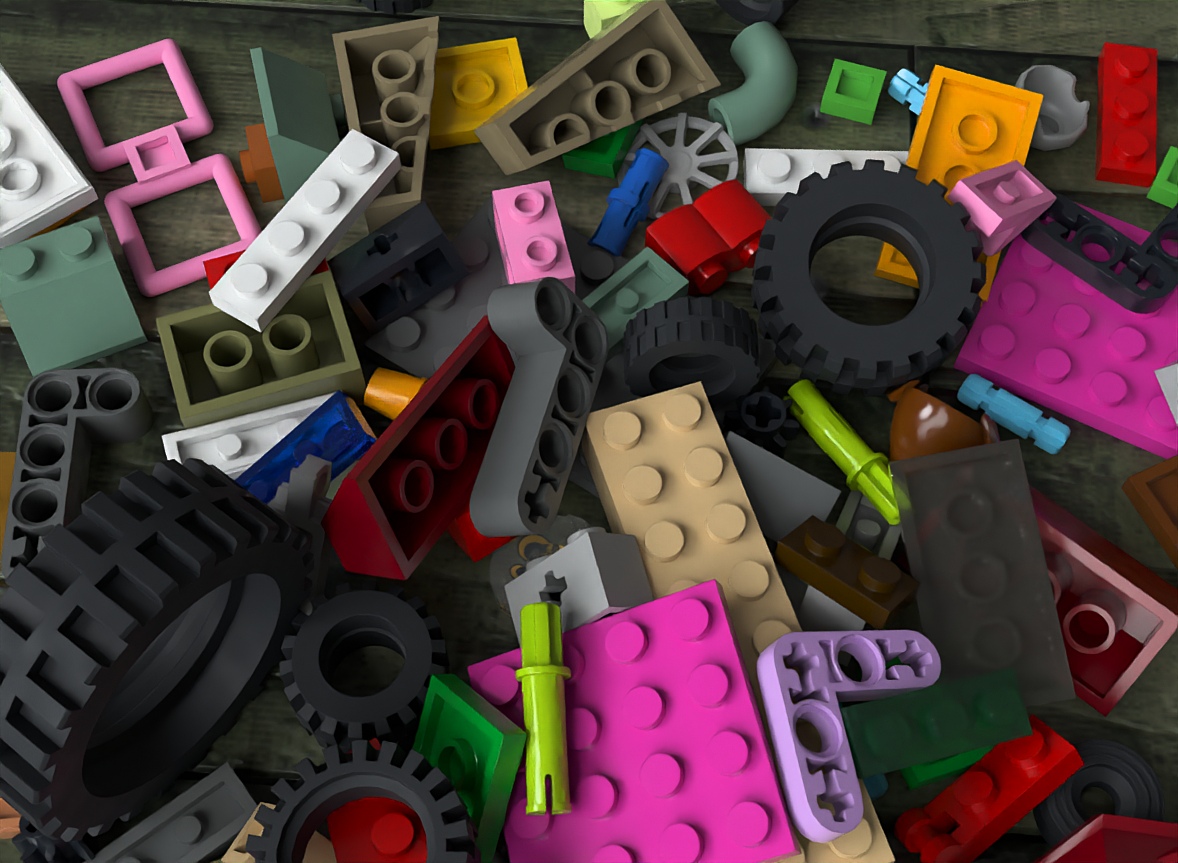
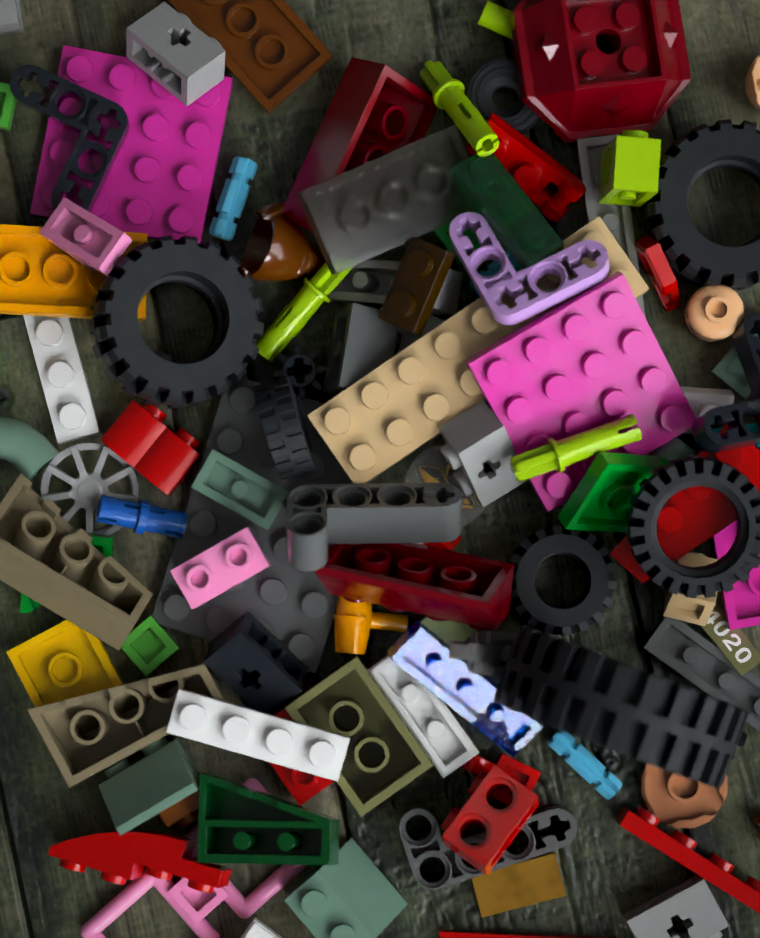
camera: 110 degrees left, 25 degrees up
(63, 470) = (500, 825): none -> red brick
(193, 208) = (259, 828): none -> dark green wedge
(216, 117) = (127, 854): none -> red slope
(468, 178) = (149, 645): none -> bright green plate
(1114, 716) = (450, 96): none -> lime axle

